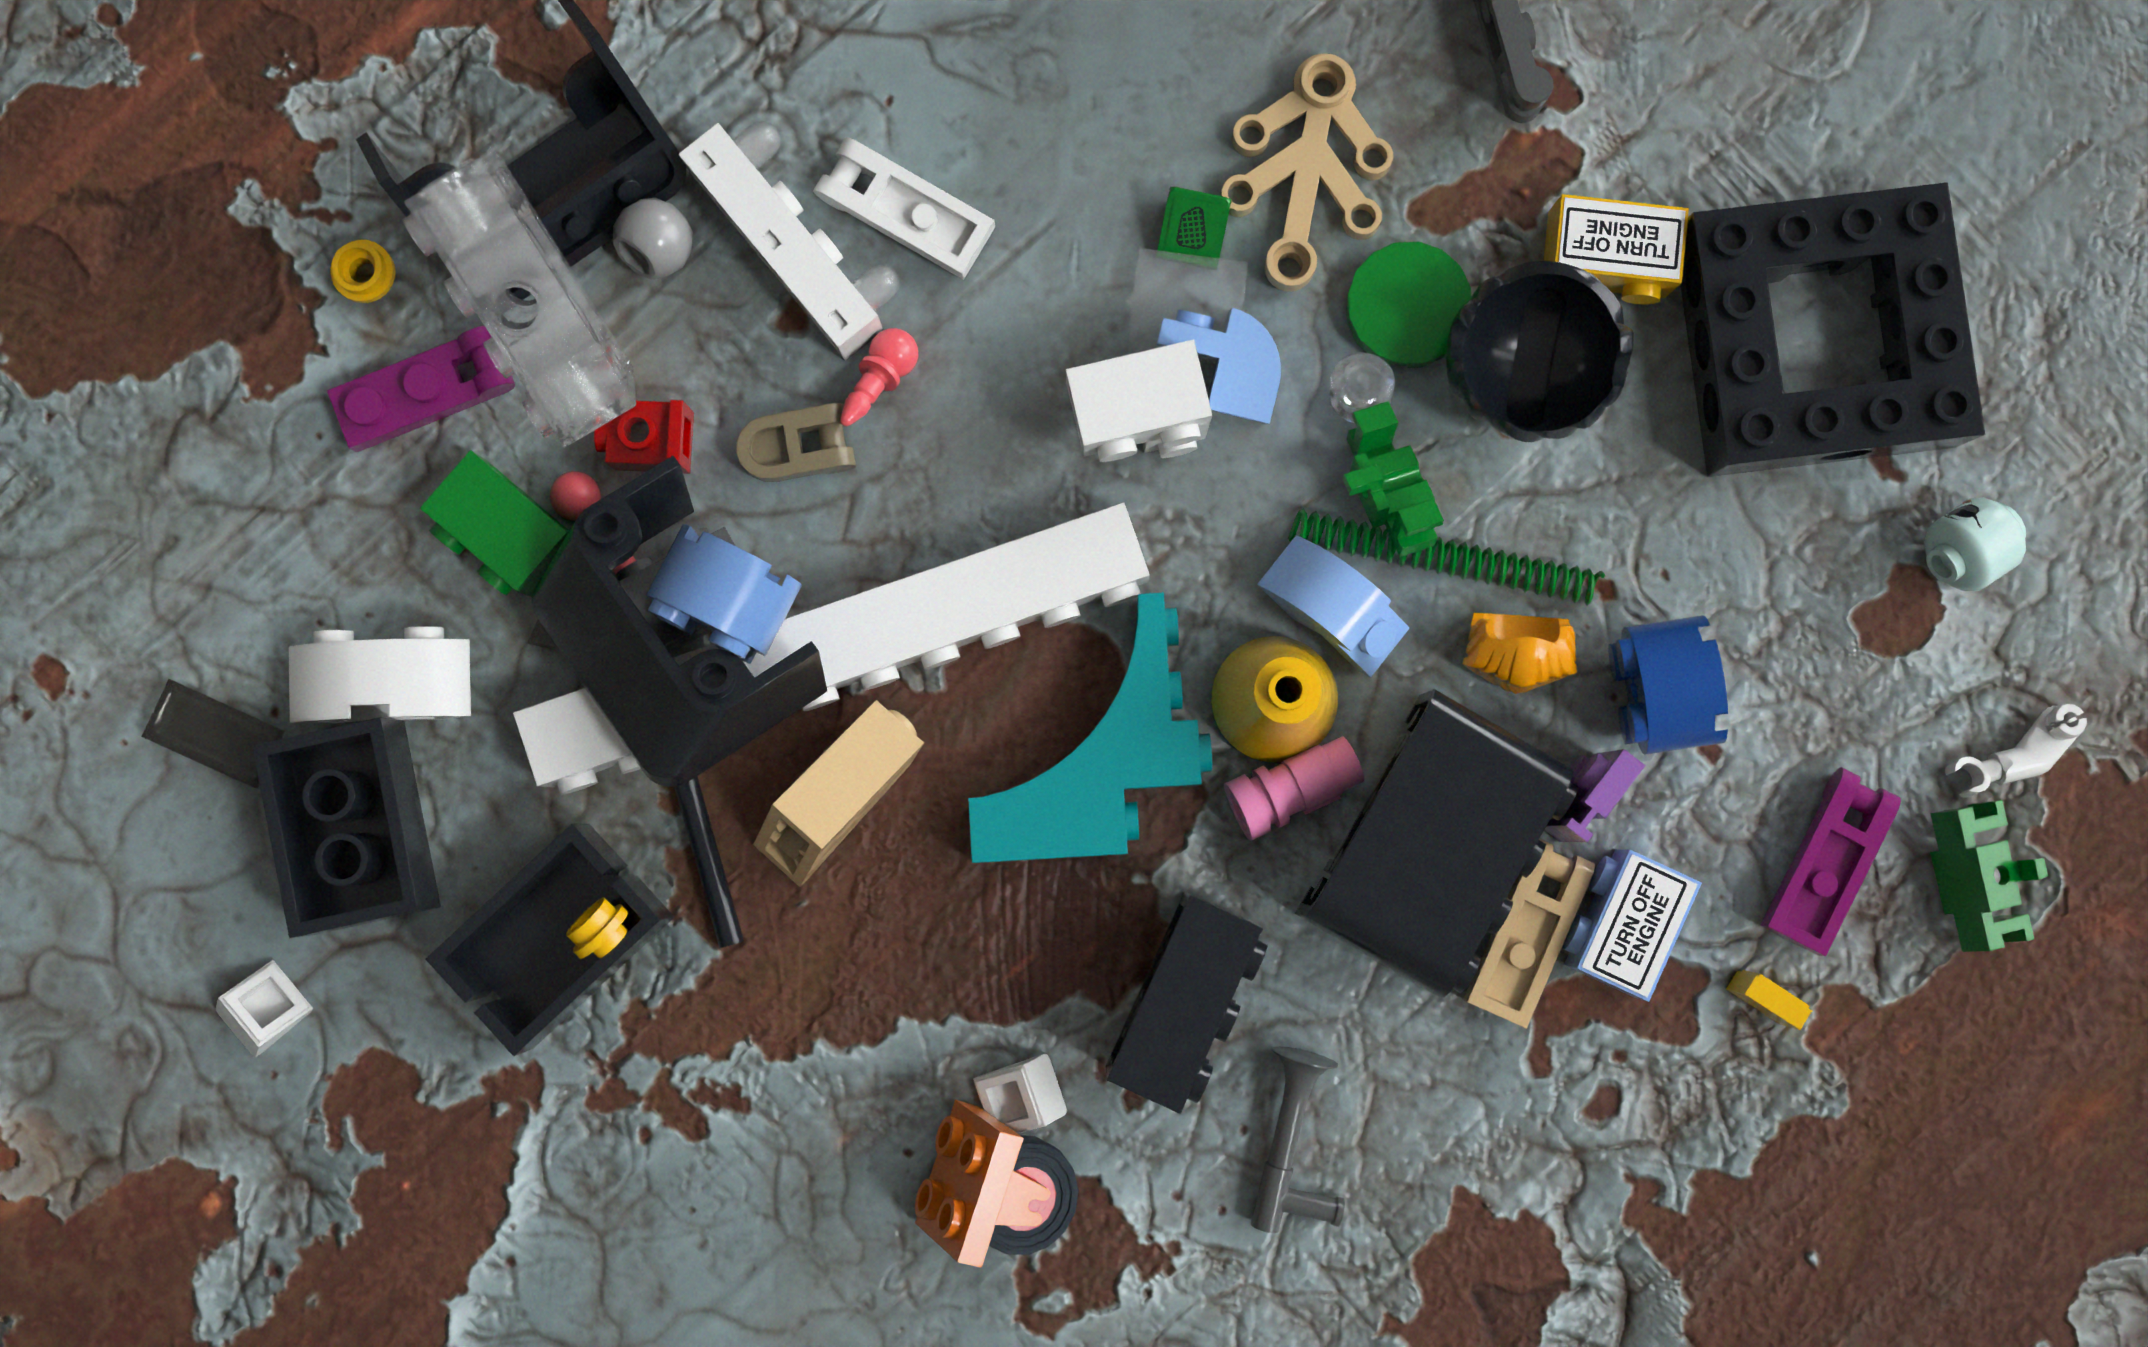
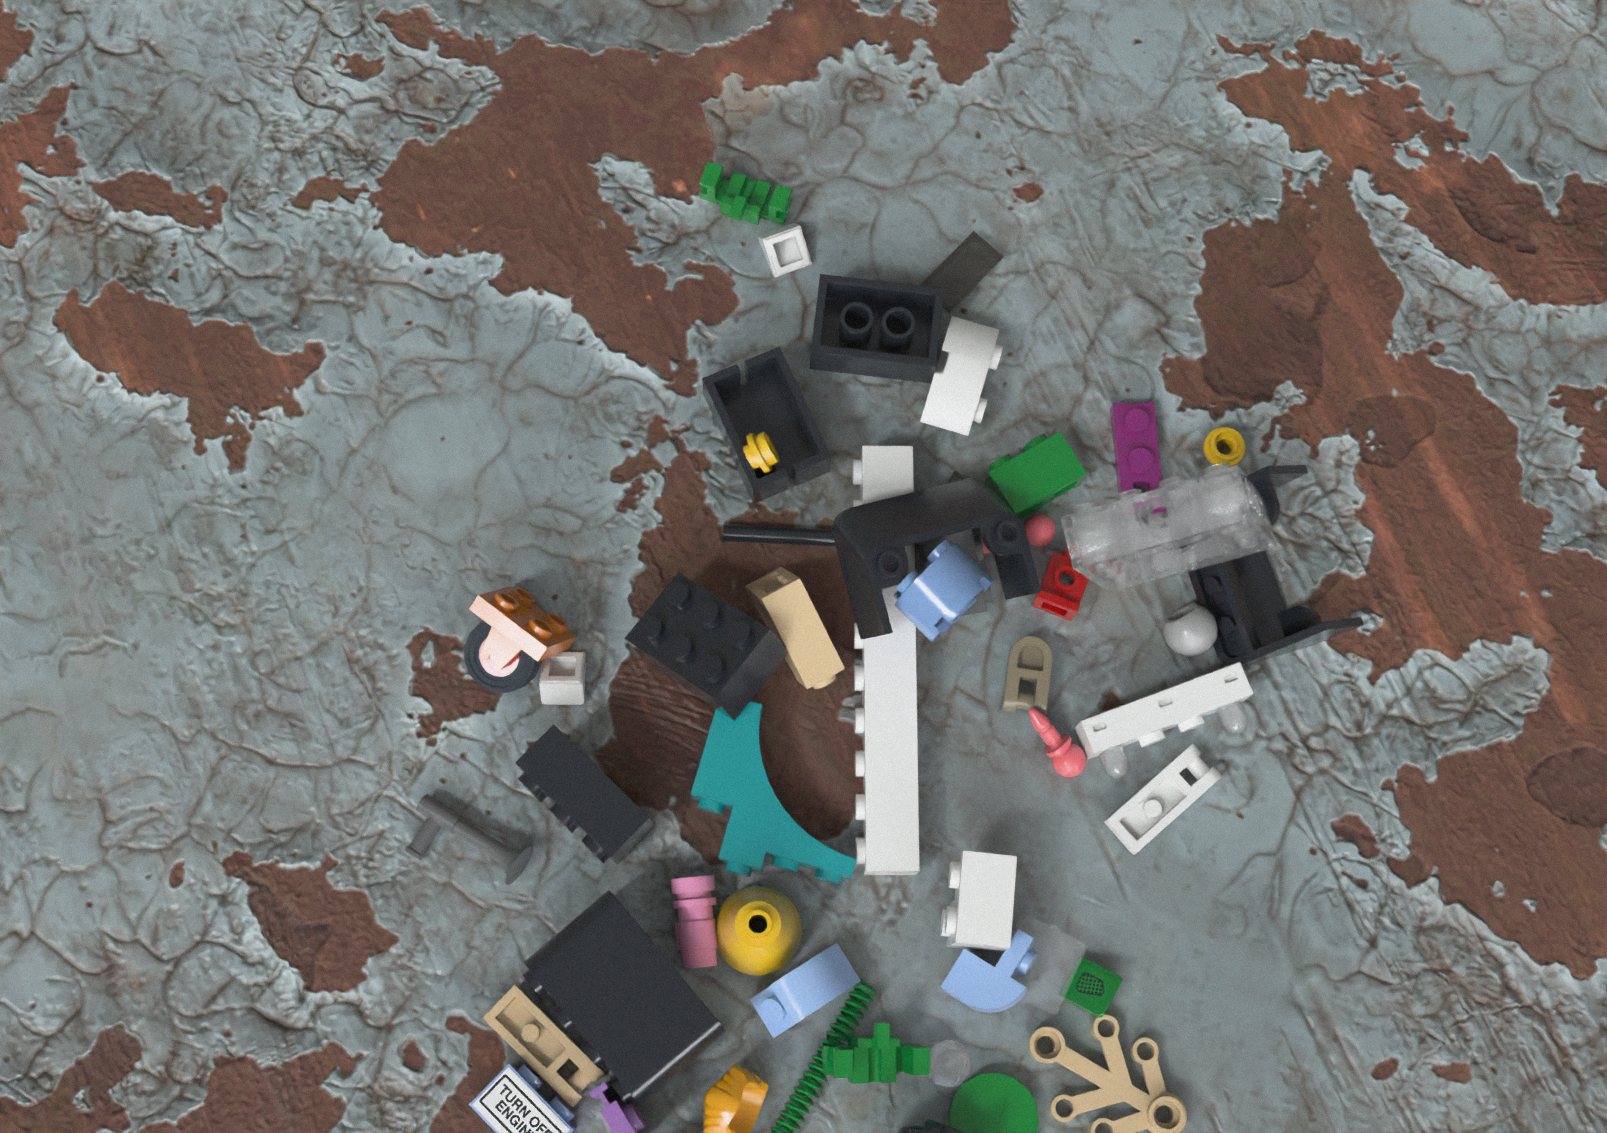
camera: 100 degrees right, 10 degrees down
(198, 1098) = (744, 197): none -> green piece
(911, 906) = (706, 645): none -> black brick

